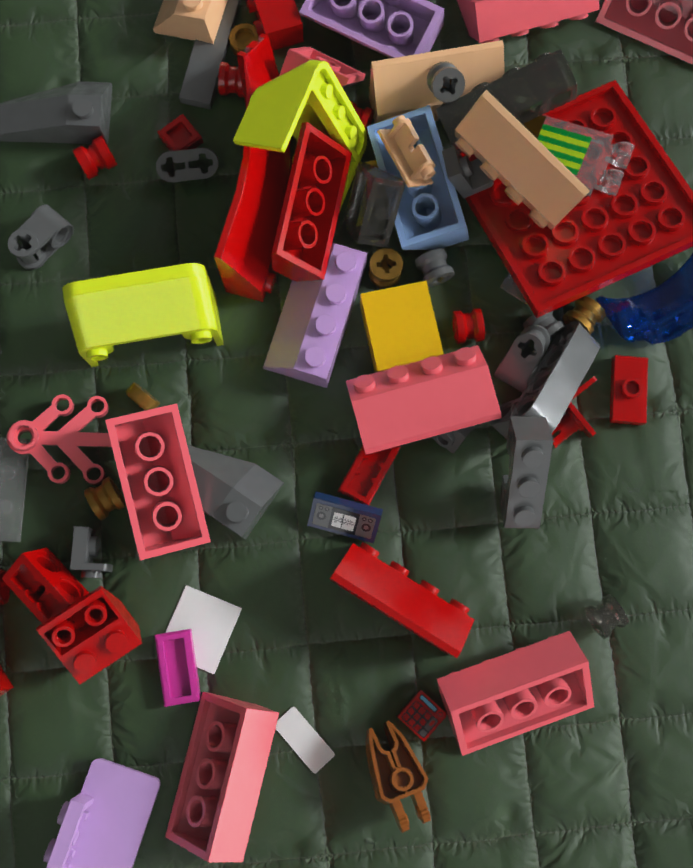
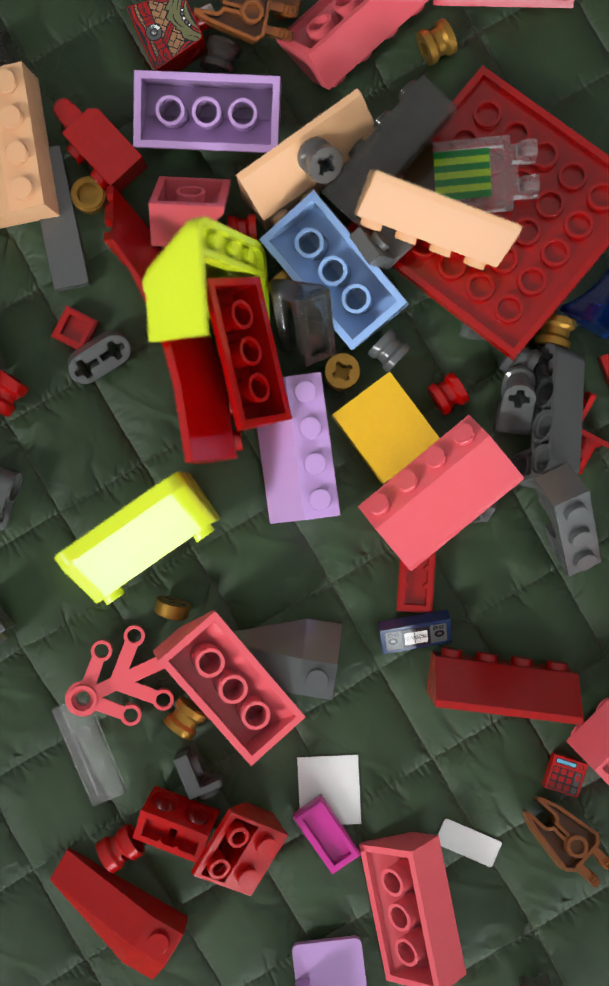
camera: 20 degrees left, 10 degrees up
(229, 80) = (95, 247): red wheel -> none
(413, 163) = (324, 263): light nougat hinge -> none
(585, 46) = (436, 42): none -> pearl gold wheel

